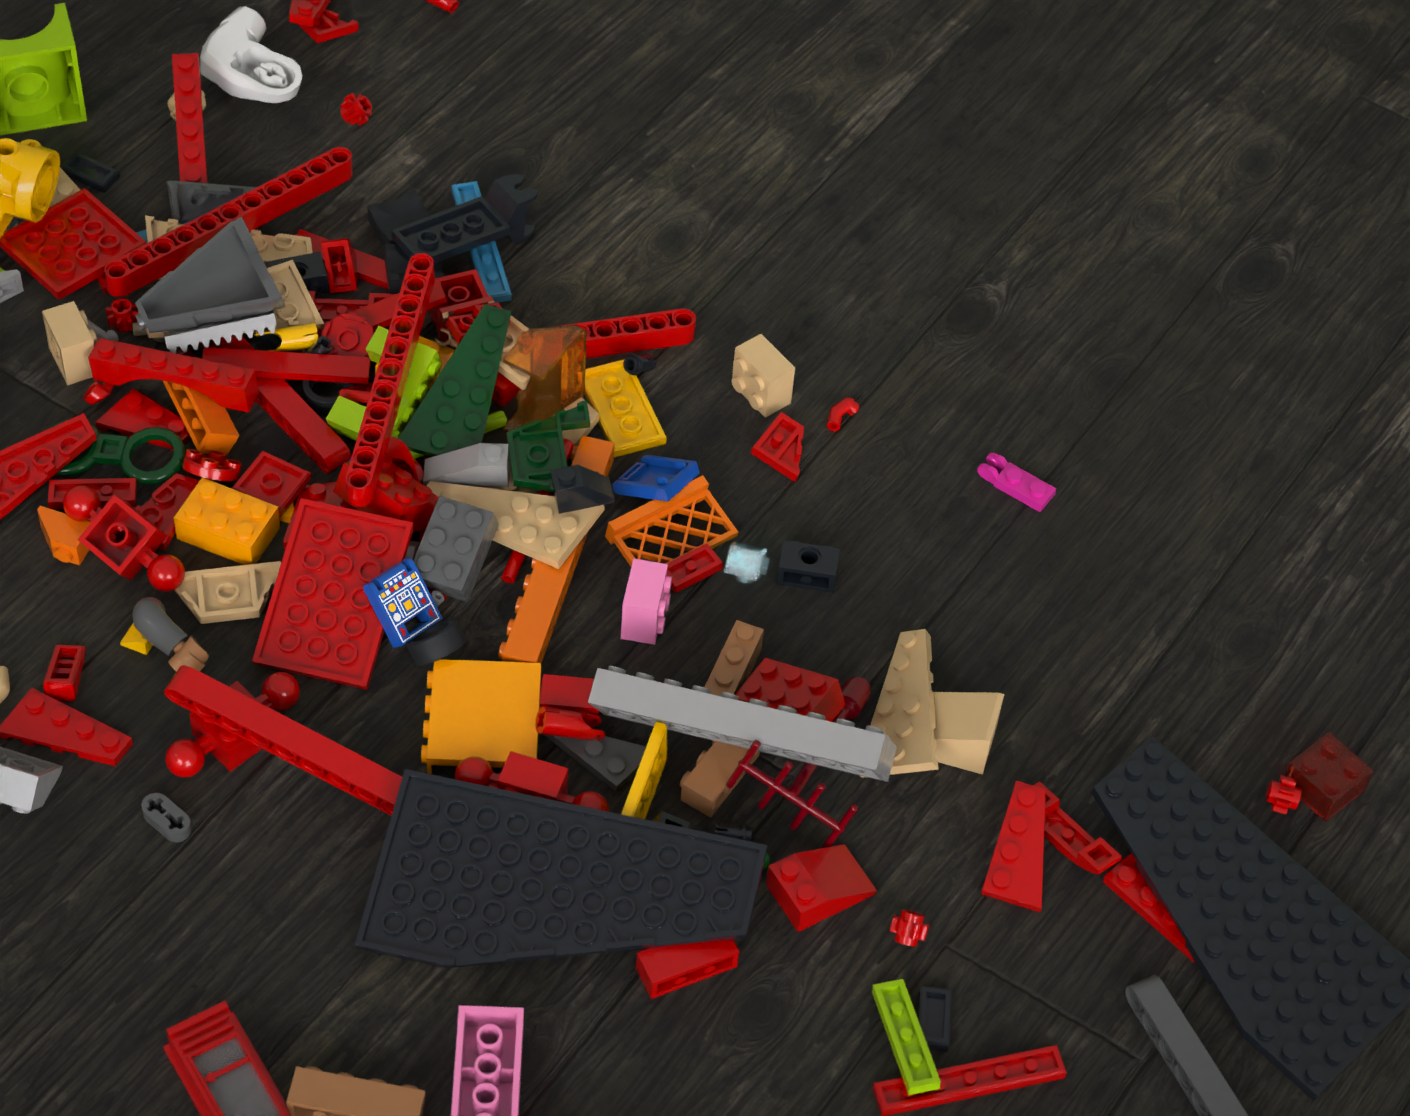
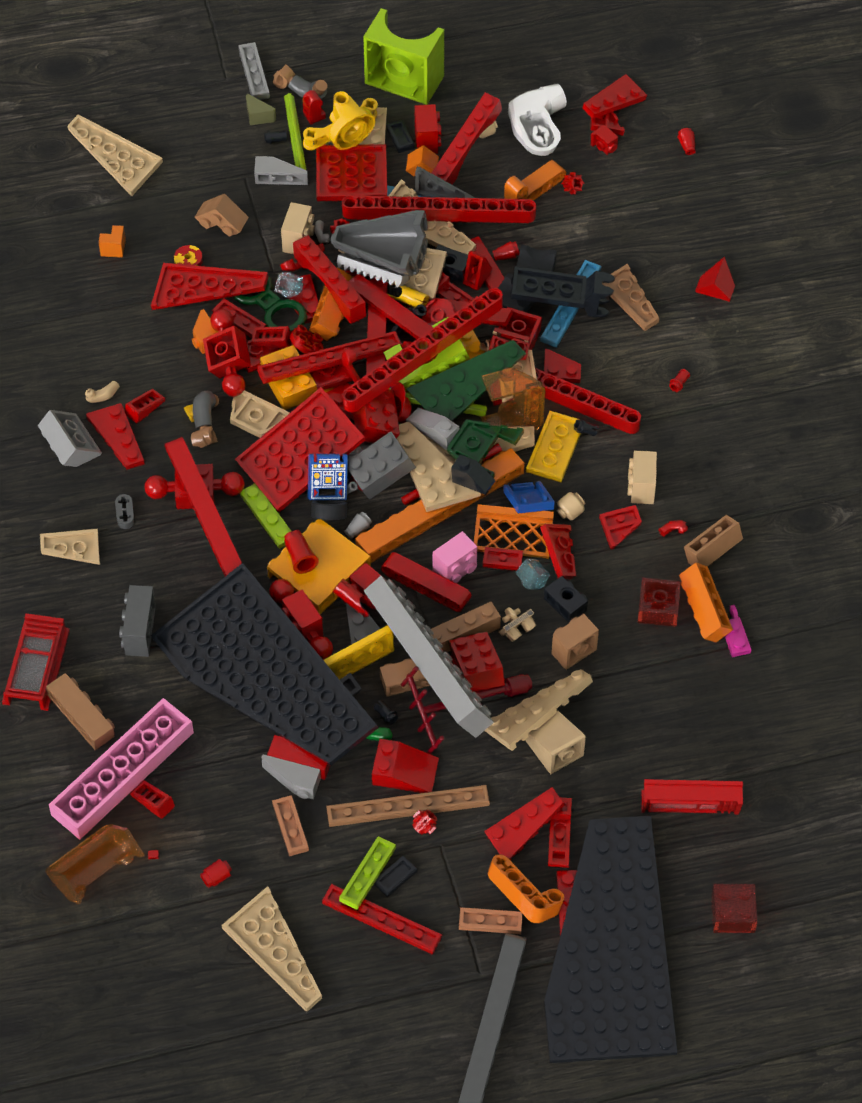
camera: 45 degrees right, 5 degrees up
(123, 142) = (427, 127): none -> red brick
(127, 412) = (289, 284): none -> clear light blue brick
(138, 903) = (73, 545): none -> tan wing
(147, 183) = (422, 158): none -> orange piece
(172, 490) = (282, 333): none -> red slope
(263, 466) = (326, 357): none -> red tile
(294, 449) = (348, 358): none -> red bar
(312, 131) = (536, 183): none -> orange beam
(327, 935) = (138, 620): none -> dark grey brick
(346, 44) = (604, 140): none -> red brick
(352, 225) = (506, 251): none -> red cone
(358, 703) = (266, 514): none -> lime plate
(458, 711) = (301, 554): none -> red plant
(483, 639) = (358, 525): none -> light grey cone
(543, 314) = (562, 367): none -> red wing
(556, 199) = (632, 298): none -> medium nougat wing
(622, 125) = (717, 282): none -> red slope
(630, 651) = (426, 582): none -> red beam
(689, 257) = (677, 383): none -> red pin
(703, 988) = (296, 777): none -> light grey slope
(710, 458) = (571, 506): none -> tan head
(746, 518) = (558, 546): none -> red wing
(756, 1050) = (290, 825): none -> nougat plate
(777, 626) = (510, 629): none -> tan hips
(863, 927) = (407, 805): none -> medium nougat tile
(870, 602) = (574, 641): none -> medium nougat brick
(906, 399) = (714, 542): none -> medium nougat brick
(914, 499) = (659, 602): none -> clear red brick
(963, 468) = (705, 602): none -> orange brick
(1093, 987) = (490, 920): none -> nougat plate
(1096, 924) = (522, 893): none -> orange beam
(1169, 684) = (692, 796): none -> red piece
(1283, 794) = (698, 900): red gear -> none

